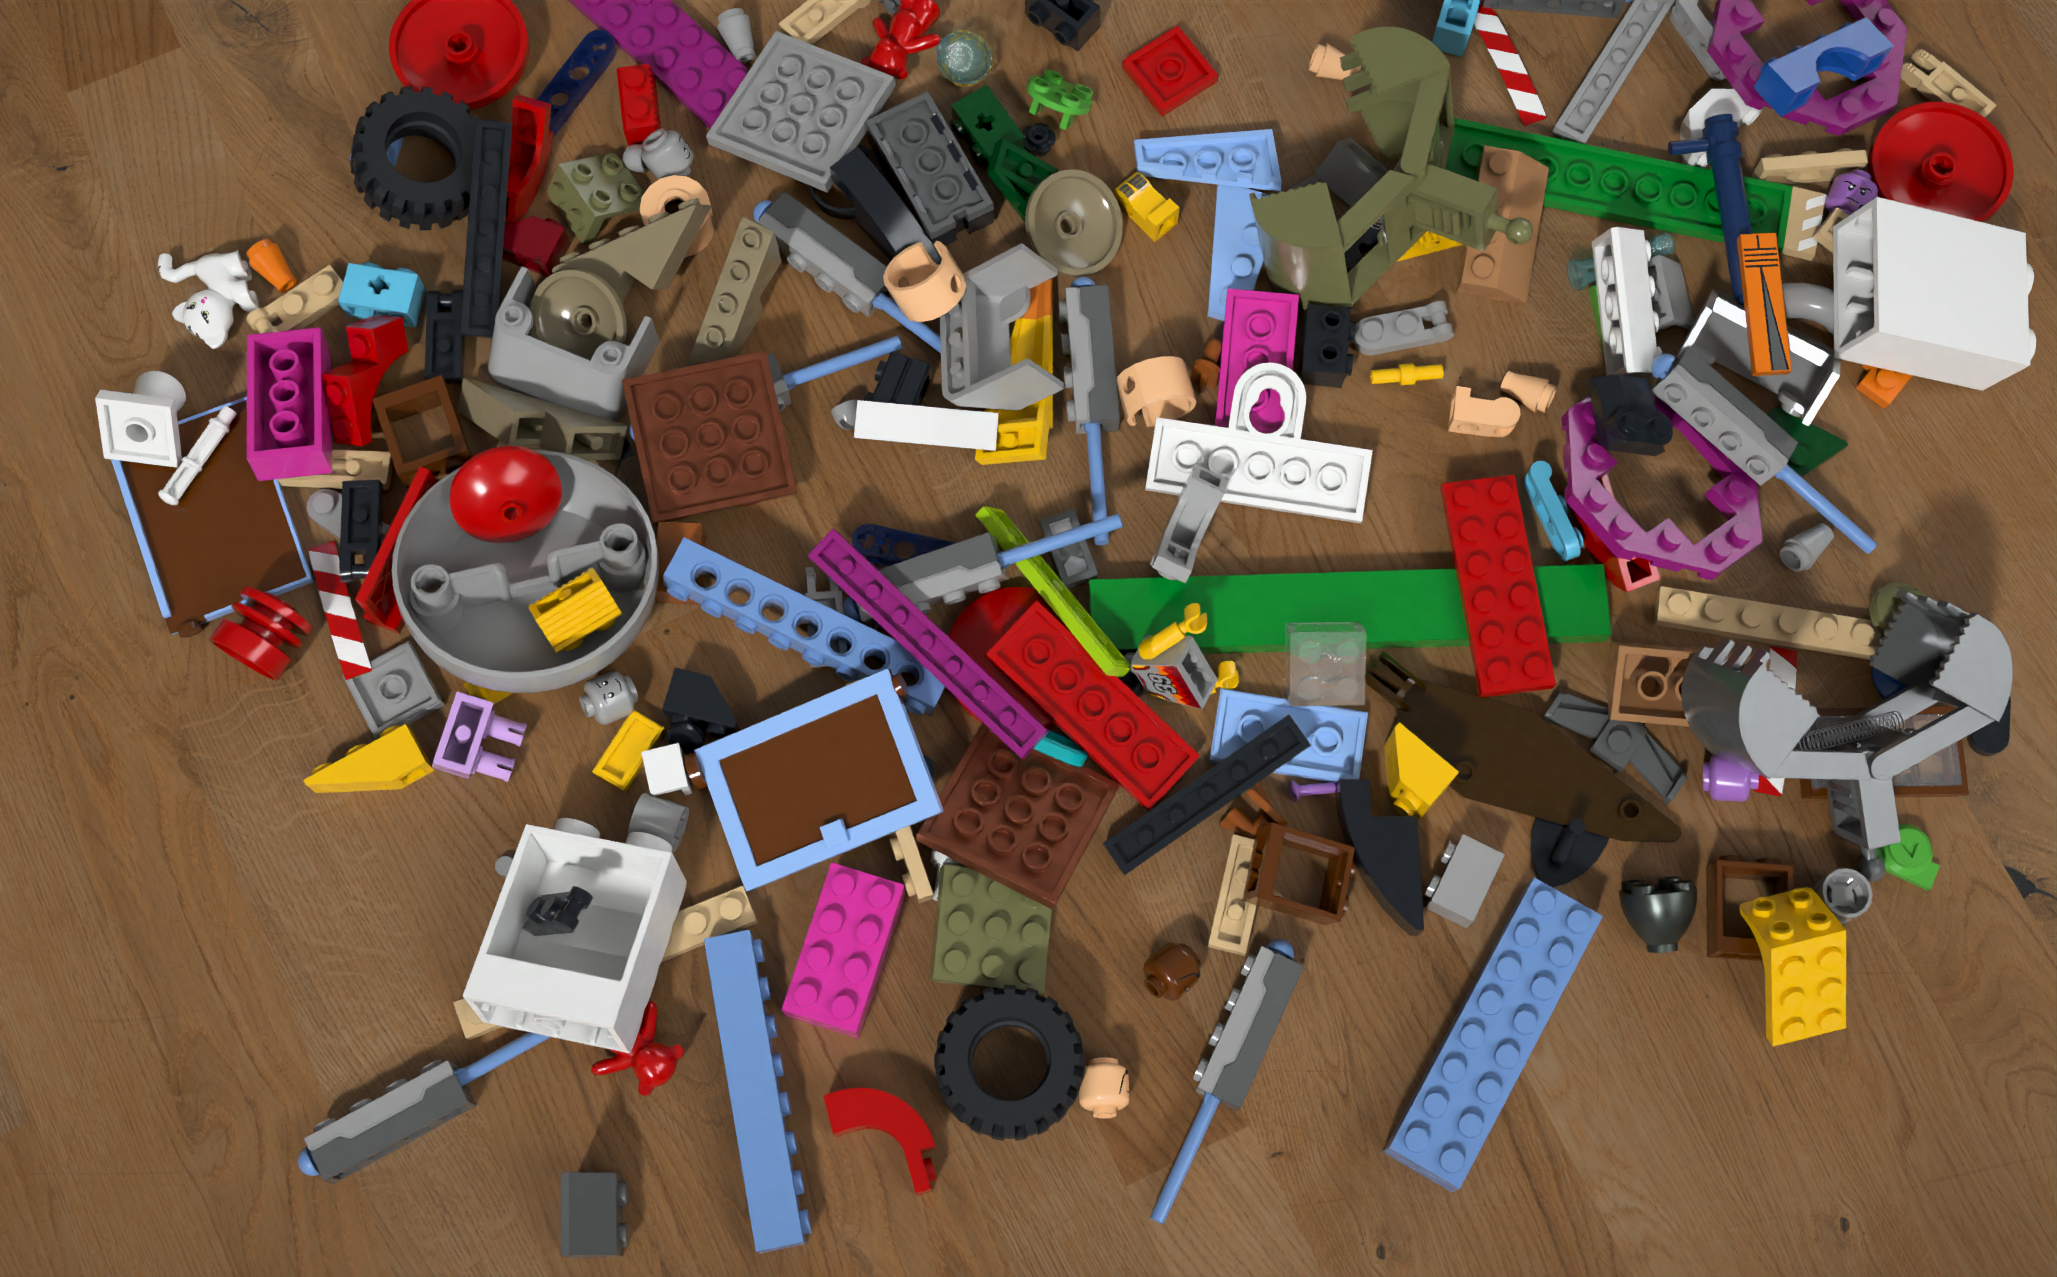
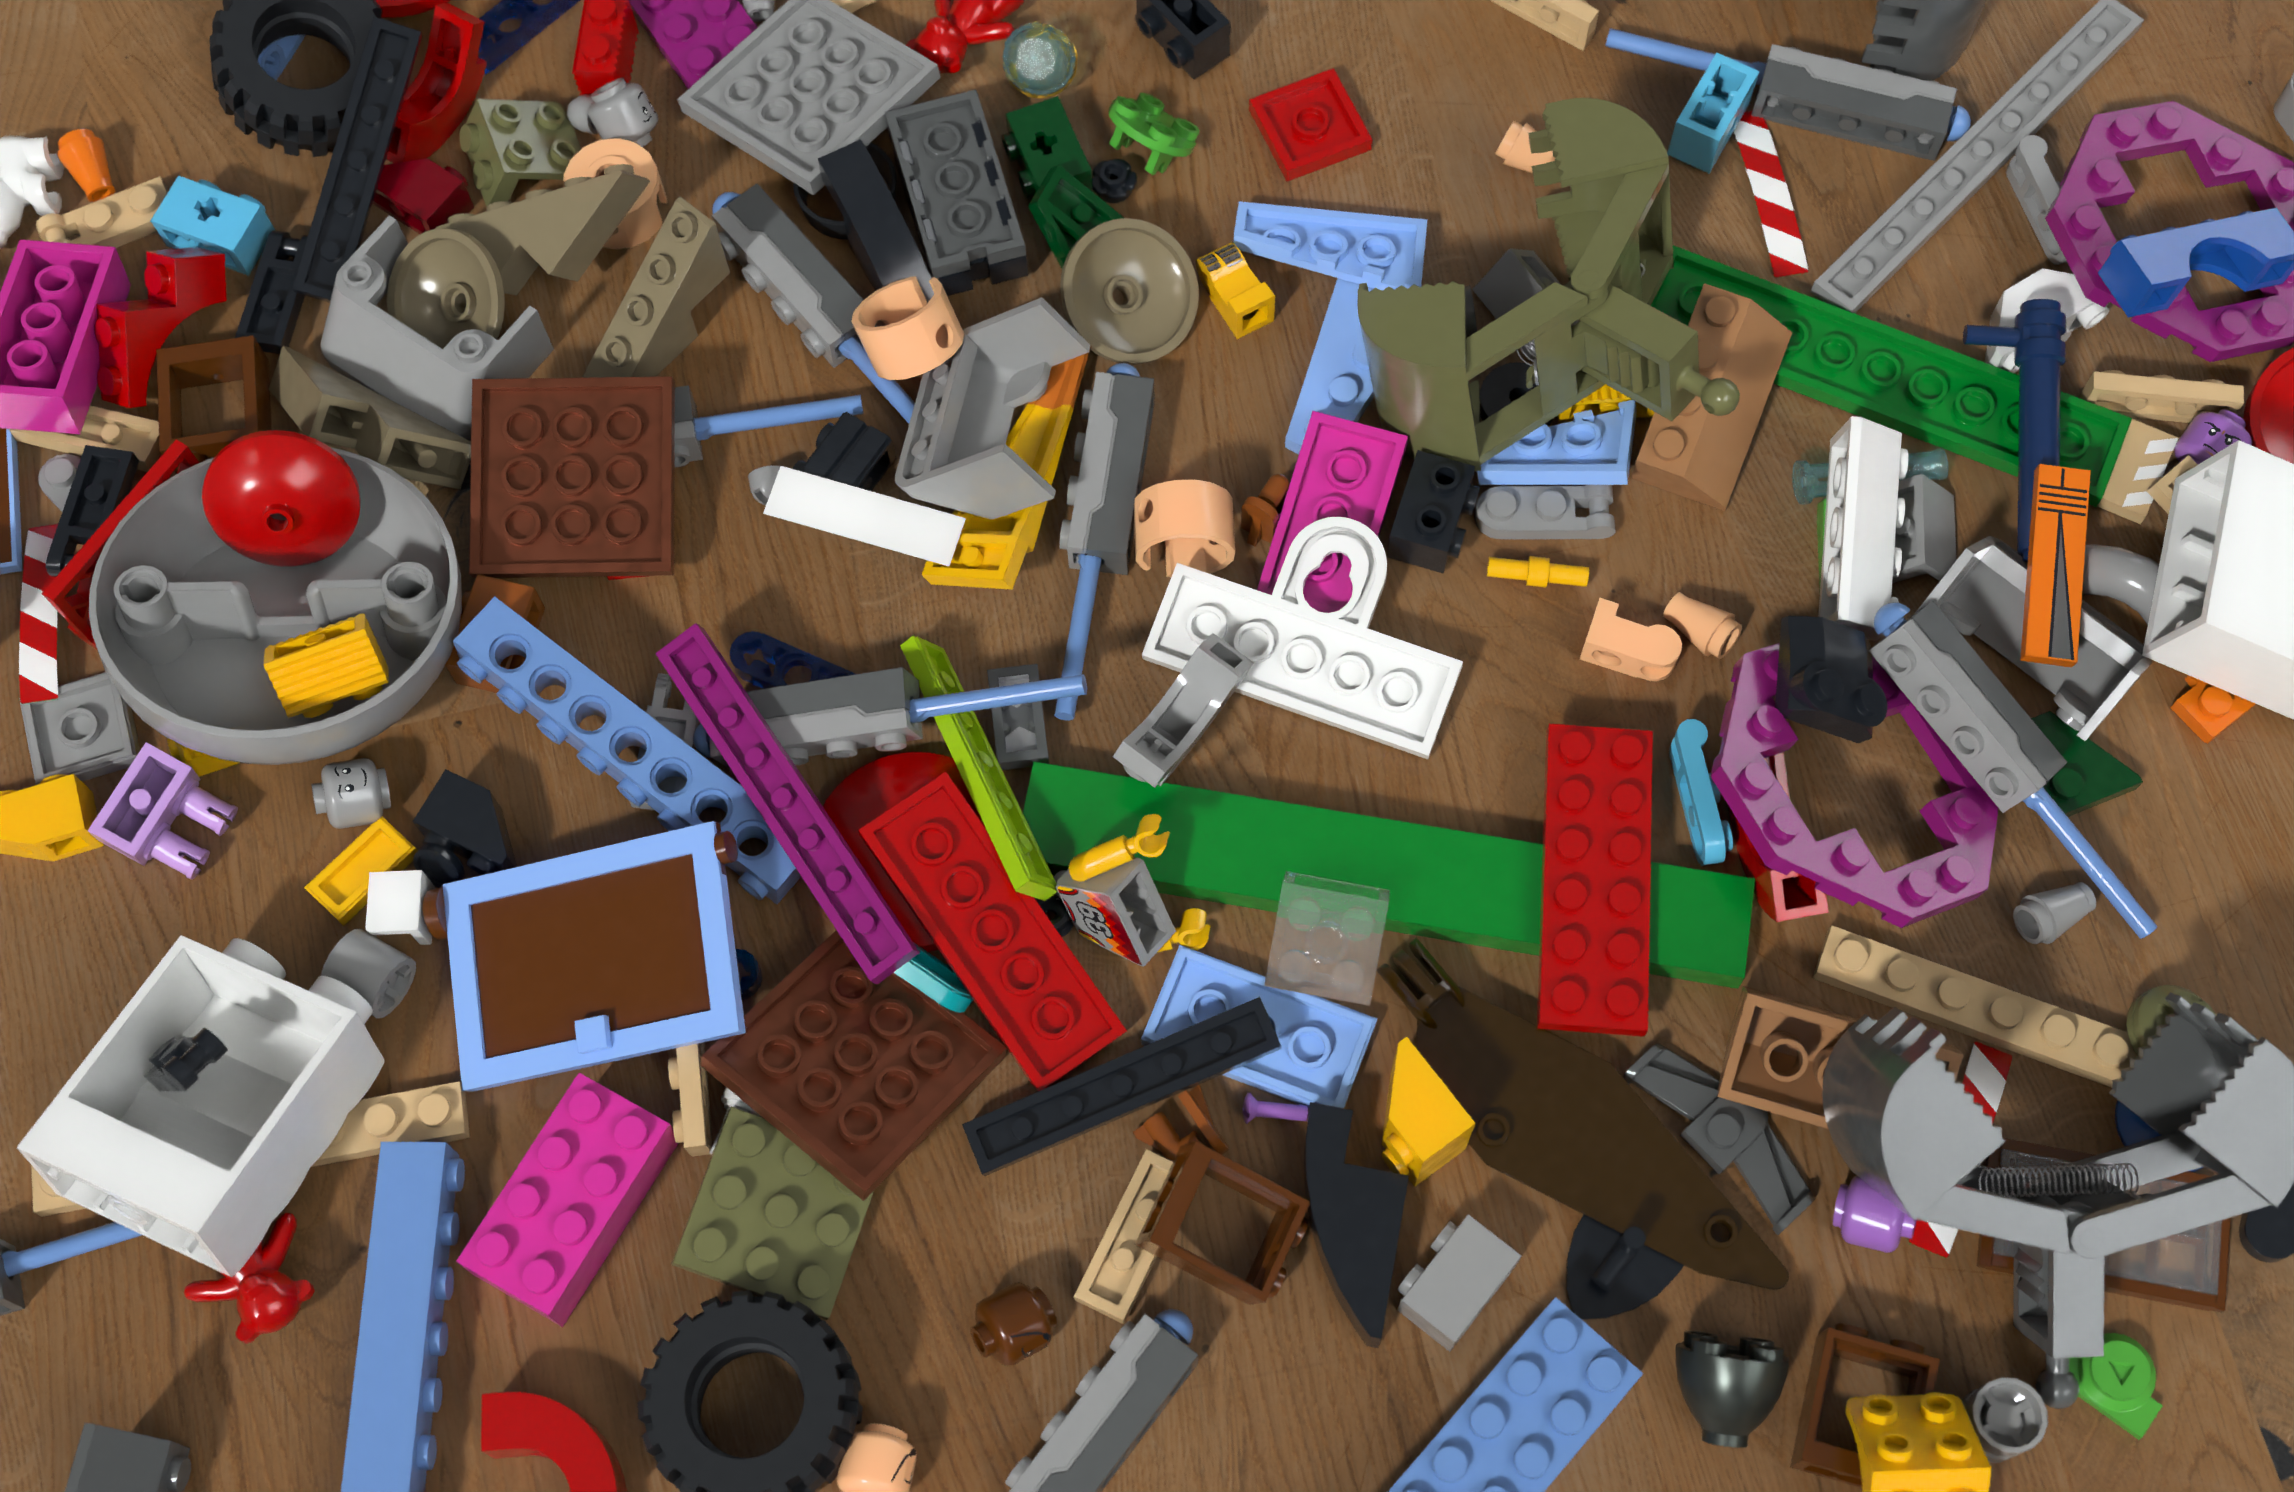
camera: 15 degrees right, 5 degrees down
(1412, 284) = (1570, 453): none -> light blue wing

